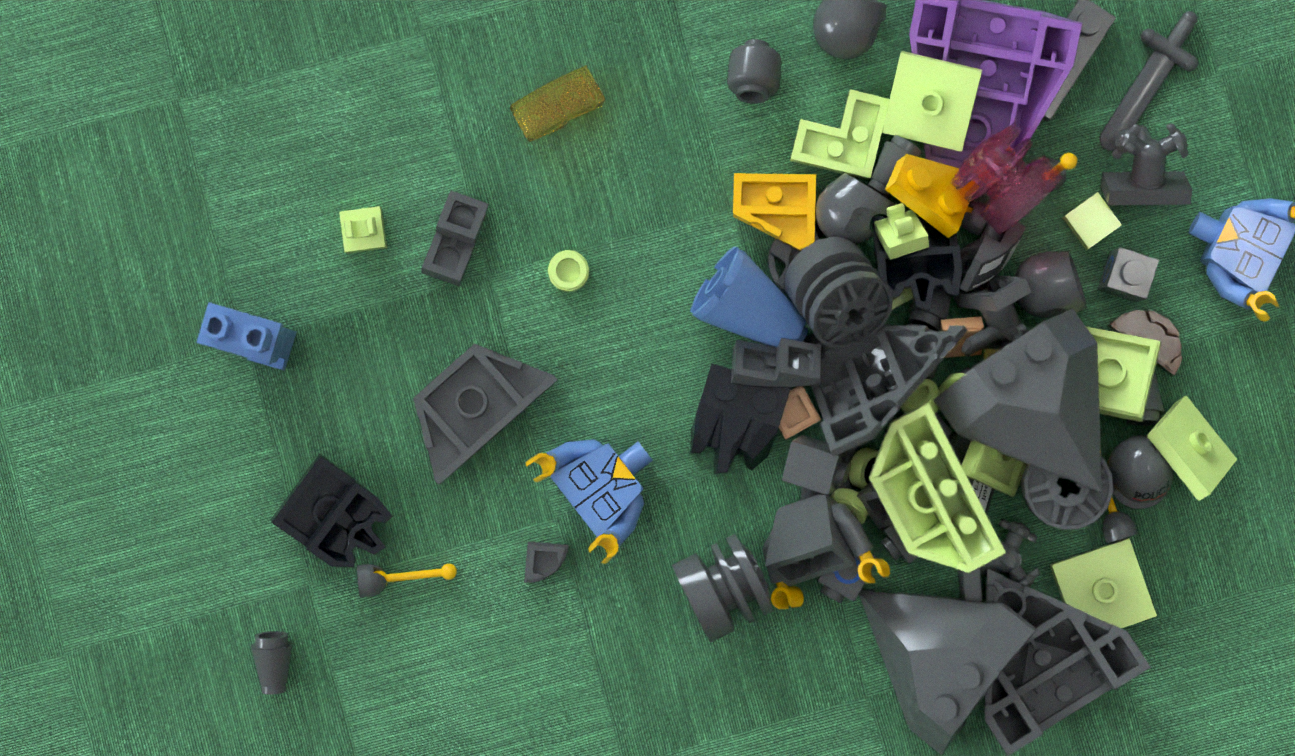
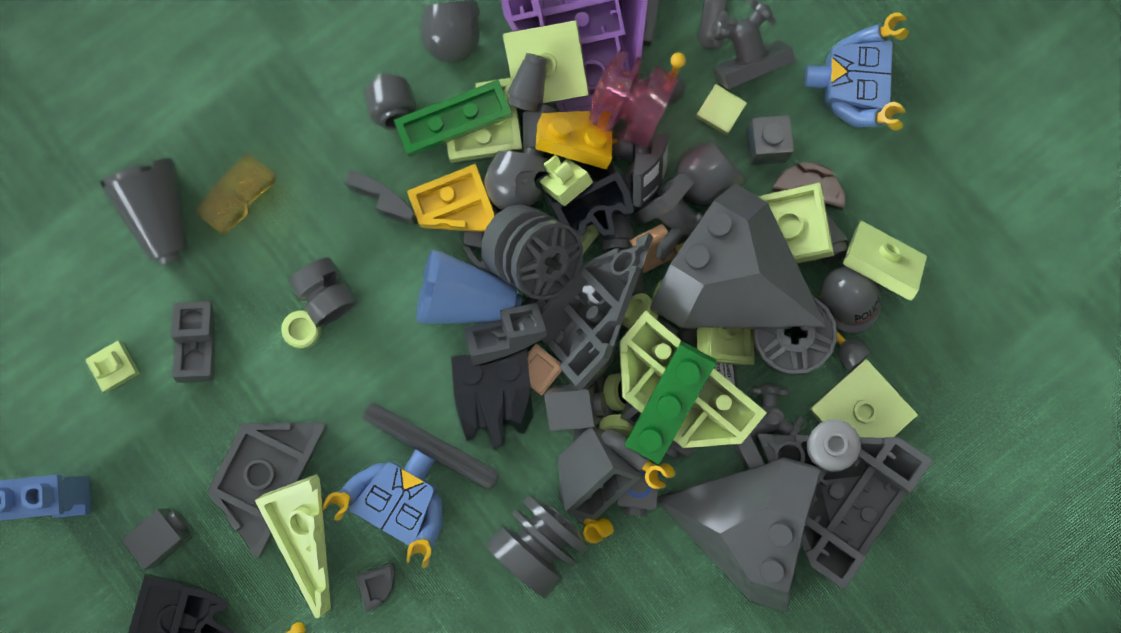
camera: 20 degrees left, 5 degrees down
(346, 422) = (157, 537): none -> dark grey brick
(466, 85) = (150, 208): none -> dark grey cone
(492, 471) = (297, 526): none -> yellowish green wing
(608, 243) = (321, 289): none -> dark grey wheel
(654, 443) = (431, 445): none -> dark grey axle
(712, 179) = (388, 204): none -> dark grey slope
(813, 119) = (453, 118): none -> green plate
(906, 117) = (529, 83): none -> dark grey cone
(915, 504) = (670, 402): none -> green plate
(1058, 612) = (833, 445): none -> light grey head

